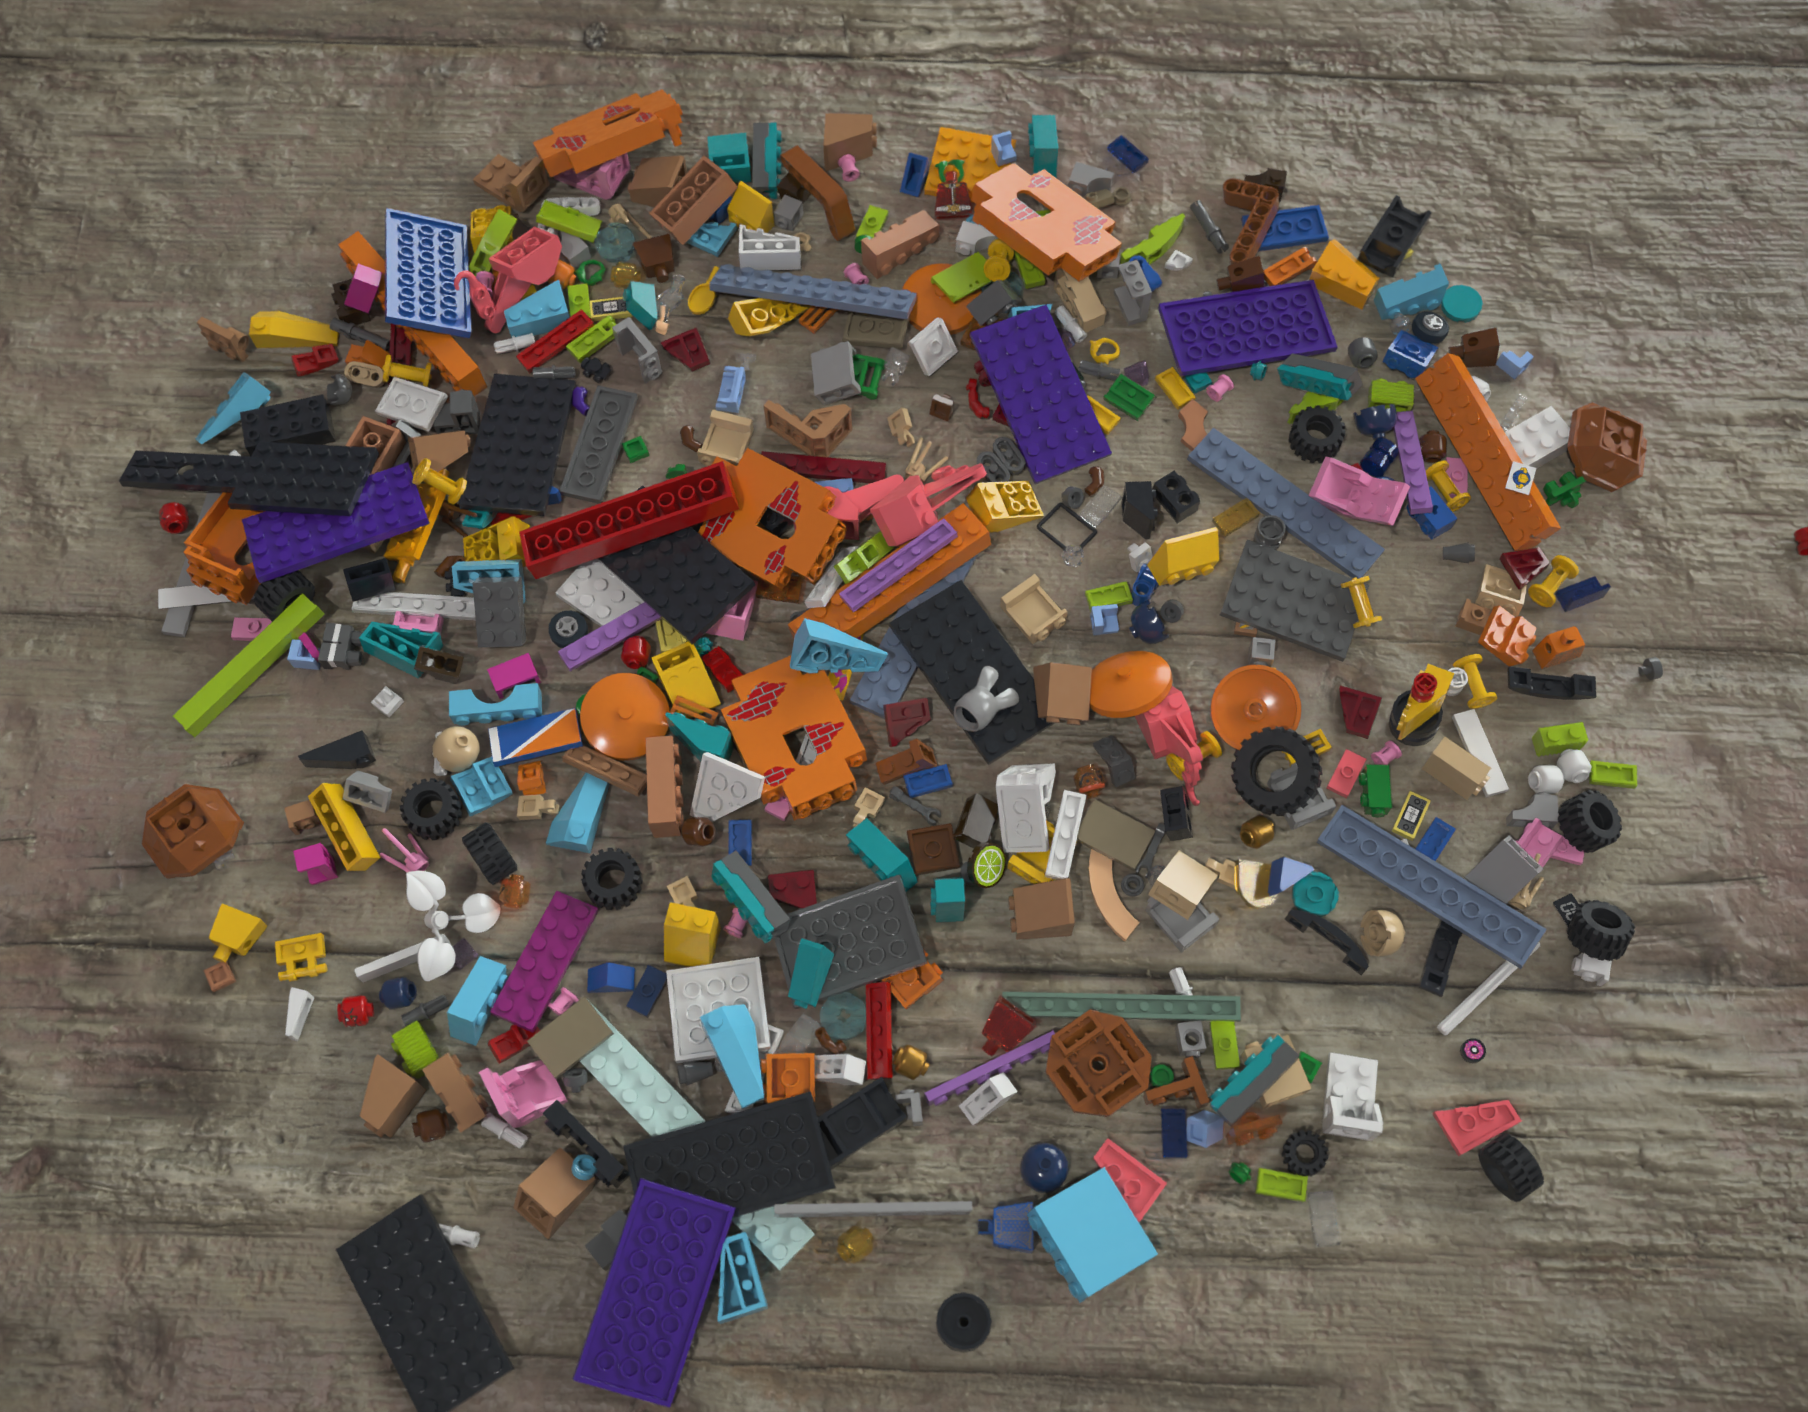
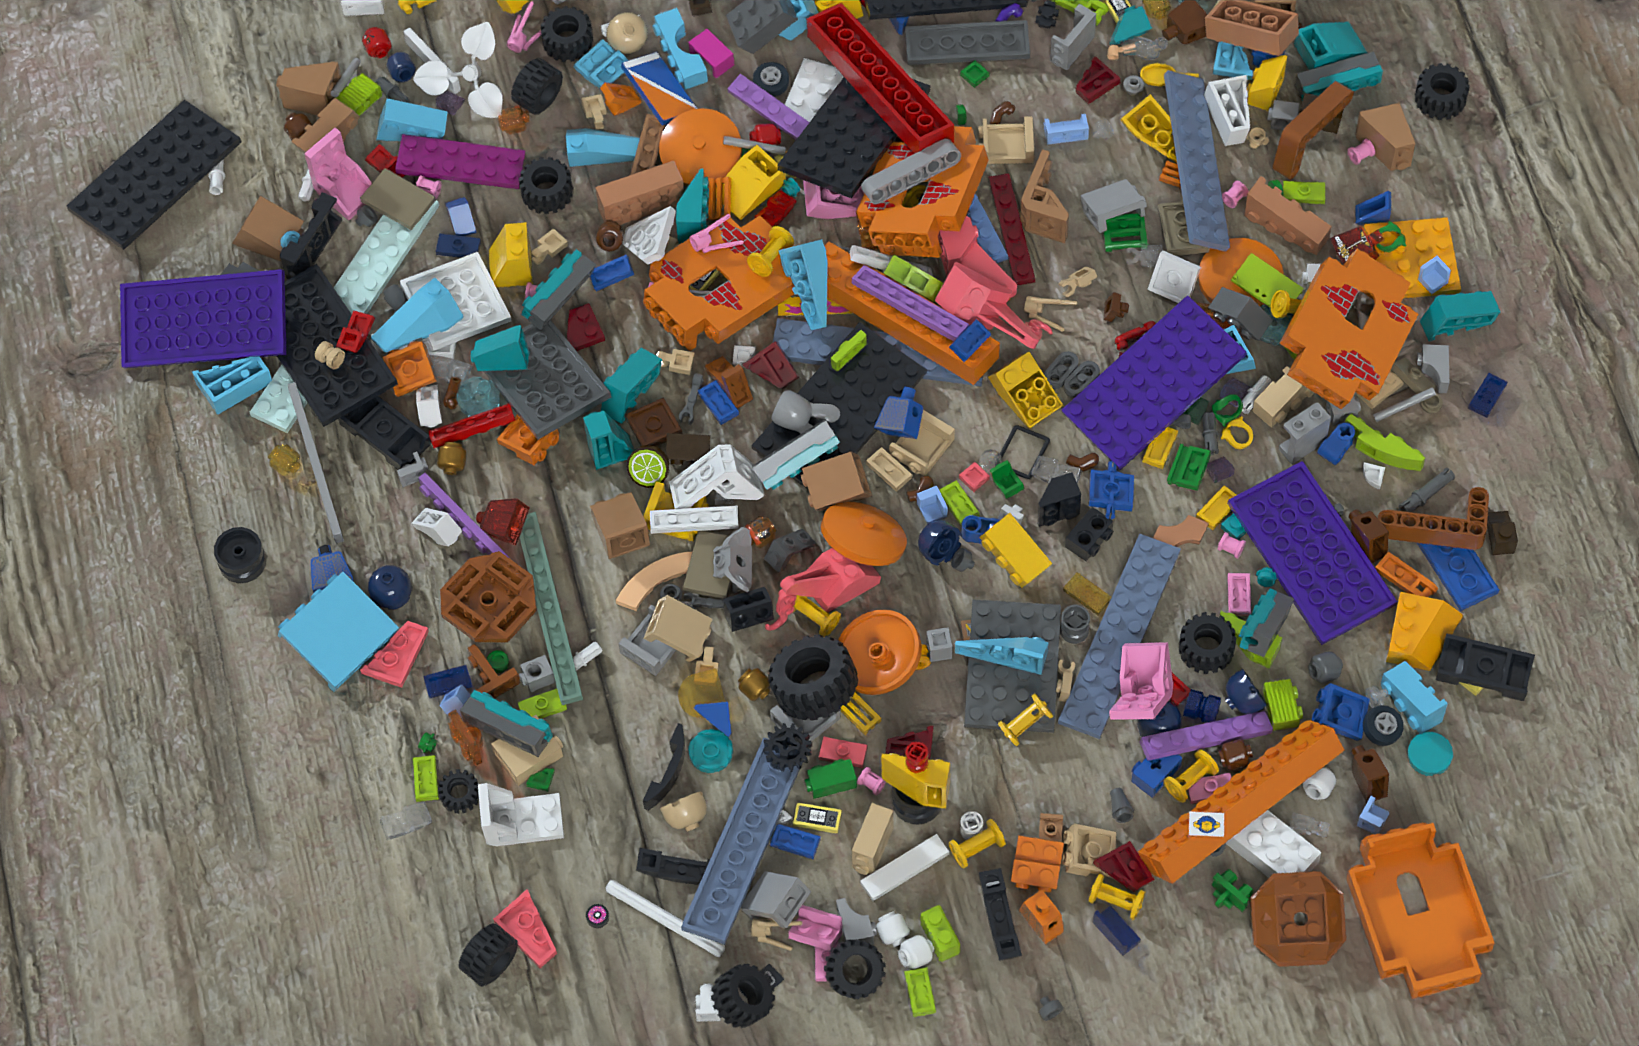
camera: 75 degrees right, 5 degrees down
(387, 1055) = (345, 77): none -> light grey bar
(646, 663) = (750, 144): none -> light grey bar
(704, 326) = (1133, 89): none -> light grey plate
(734, 1121) = (356, 332): none -> red slope
(750, 738) = (701, 240): none -> bright pink plant
(753, 519) = (911, 171): none -> light grey beam
(756, 1156) = (332, 356): none -> tan wheel
(776, 665) = (761, 262): none -> yellow hose
(809, 77) = (1442, 78): none -> black tyre
(878, 745) = (742, 354): none -> white tile
(925, 638) = (848, 350): none -> lime plate
(962, 522) = (970, 340): none -> blue plate
(1007, 614) = (901, 415): none -> blue torso
(1024, 718) = (795, 454): none -> piece
(1053, 646) = (889, 469): none -> tan plate
(1072, 497) = (1054, 444): dark grey tile -> none
(1082, 576) = (974, 477): none -> coral tile
(1085, 624) = (926, 483): none -> reddish brown arm
(1086, 355) = (1219, 404): none -> green piece
(1099, 548) = (1006, 479): none -> green bracket
(1119, 214) = (1404, 404): none -> light grey bar
(1124, 813) = (725, 561): none -> light grey piece
(1137, 463) = (1111, 490): none -> blue plate
(1270, 397) = (1239, 594): none -> bright pink plate
(1294, 585) = (1018, 653): none -> medium azure wedge
(1323, 559) = (1064, 685): none -> tan plate
(1352, 820) = (794, 754): none -> black gear
(1641, 352) = (1429, 947): none -> orange panel

